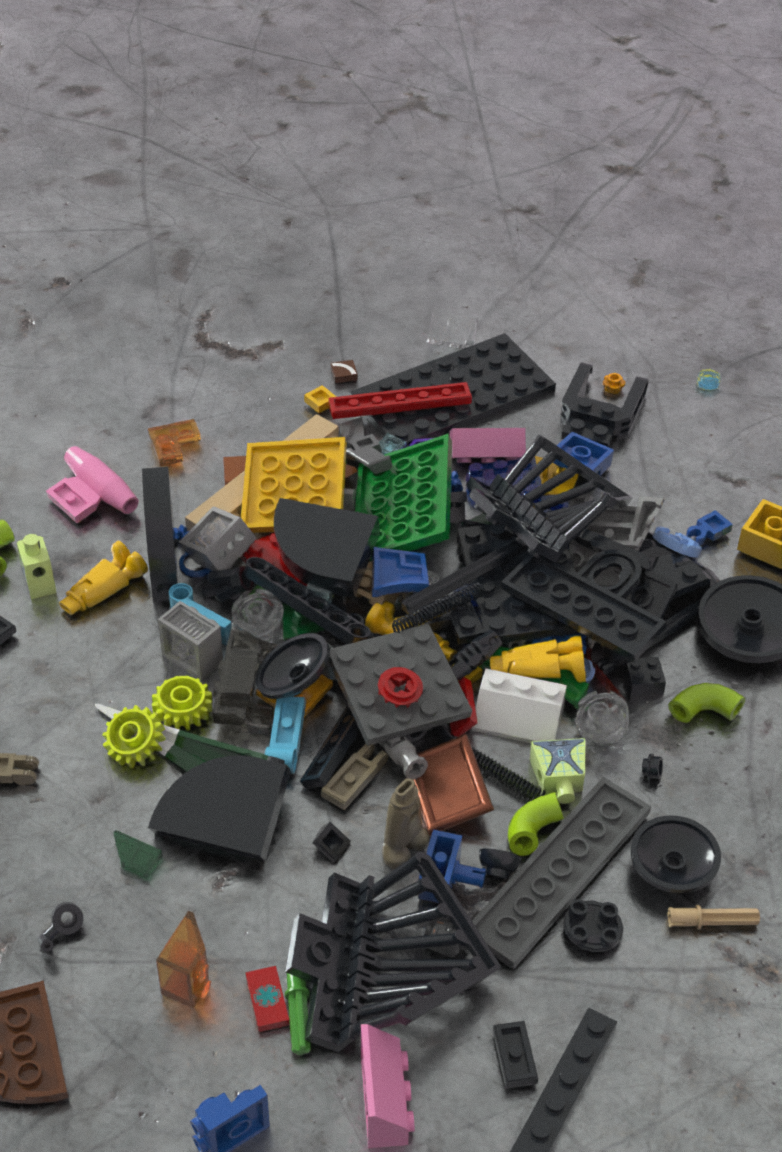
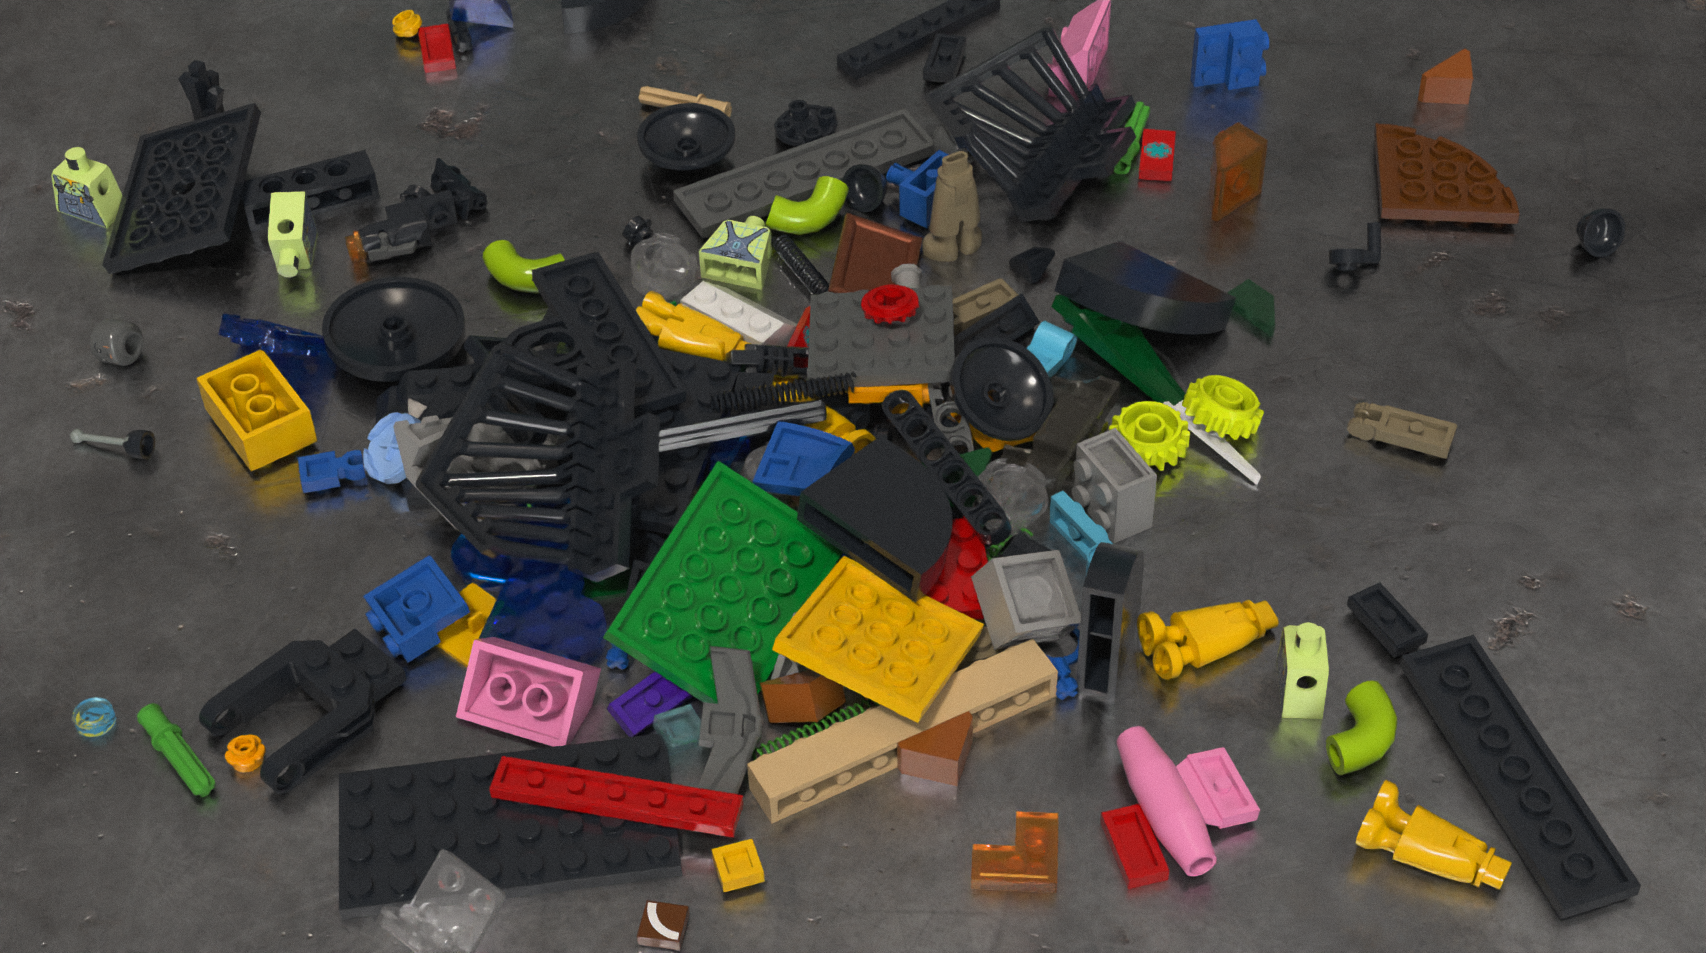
camera: 155 degrees left, 0 degrees up
(117, 463) = (1134, 846): none -> red tile
(655, 375) = (169, 740): none -> bright green axle

